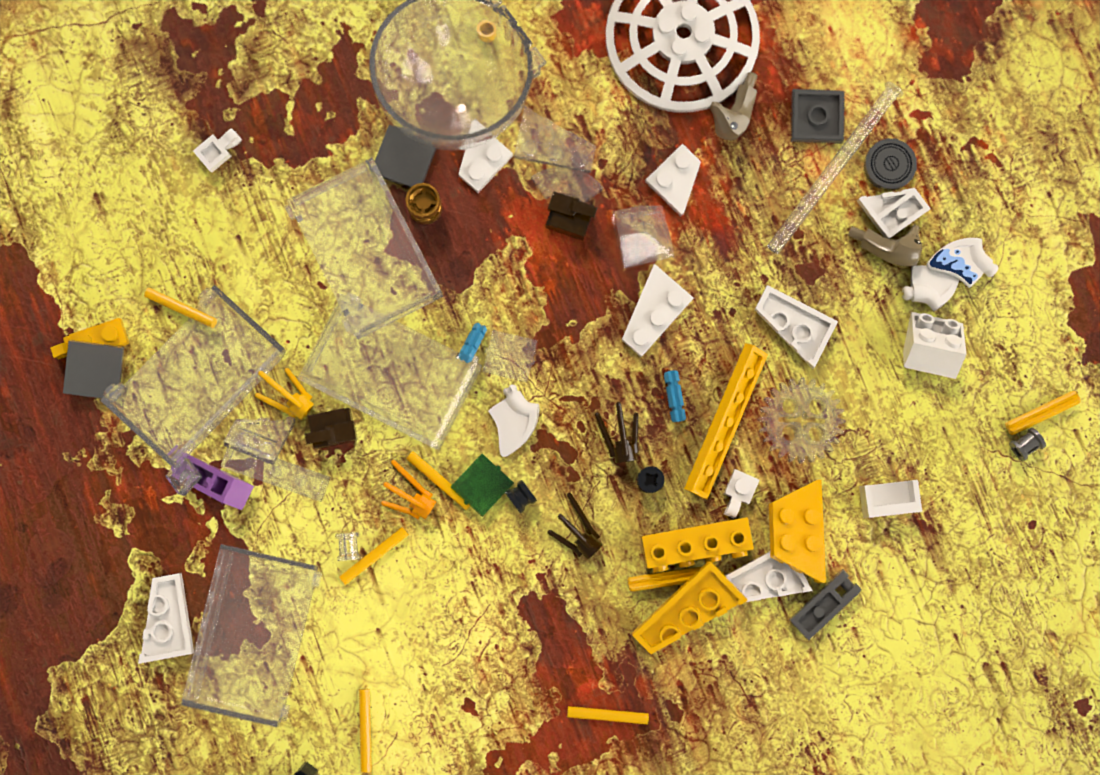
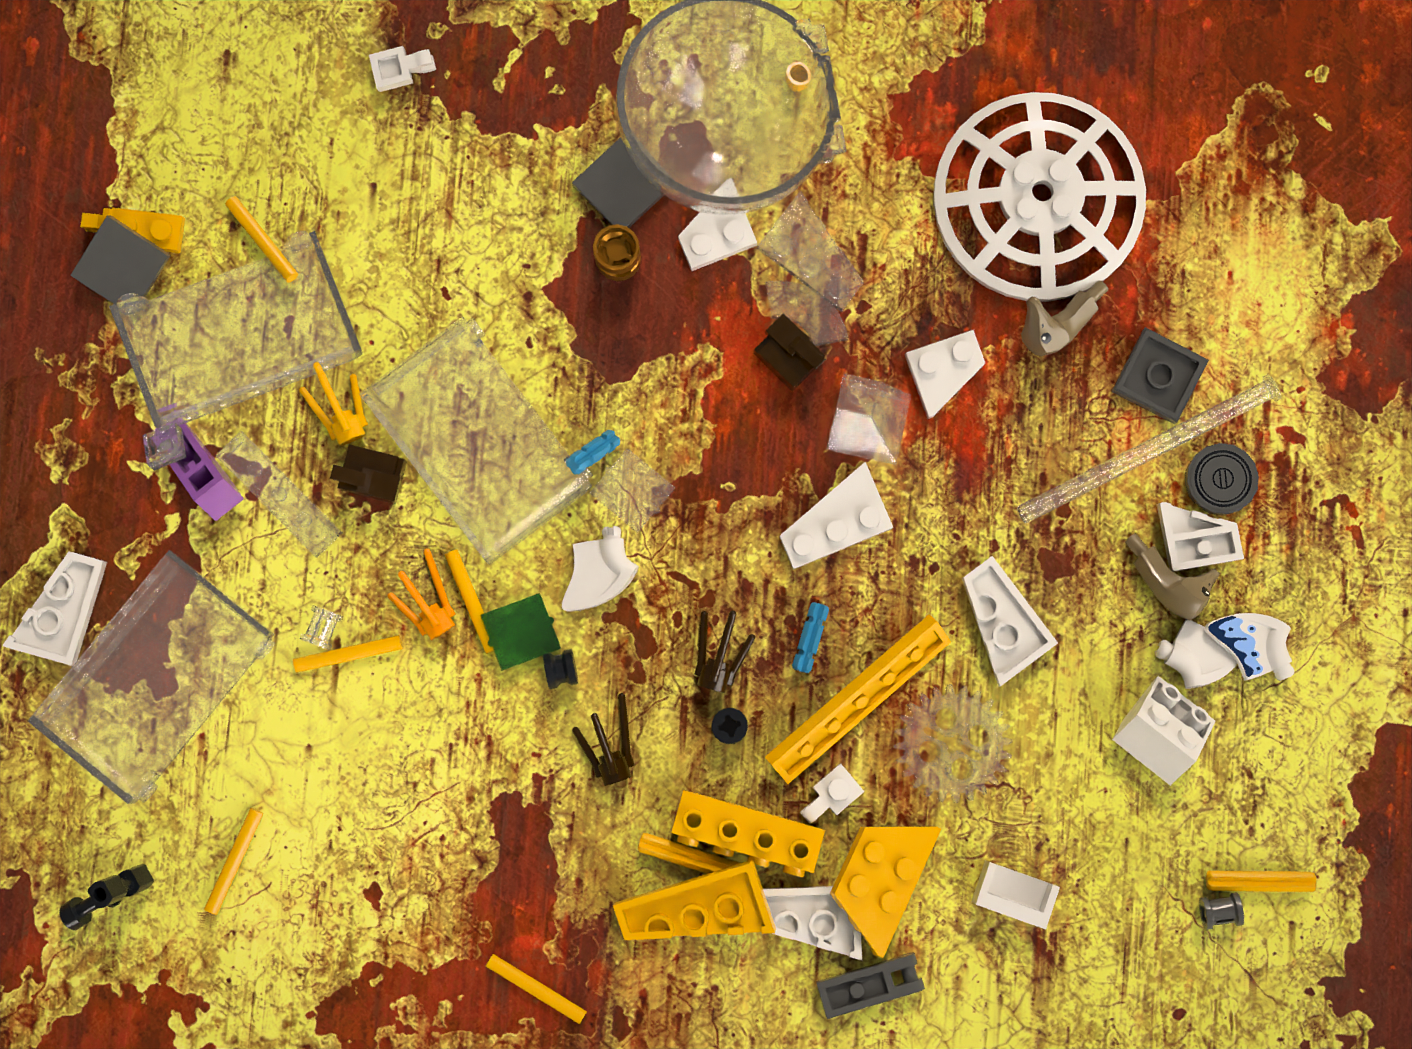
camera: 30 degrees right, 0 degrees up
(259, 437) = (279, 443): clear wing -> none
(364, 248) = (516, 273): clear windscreen -> none

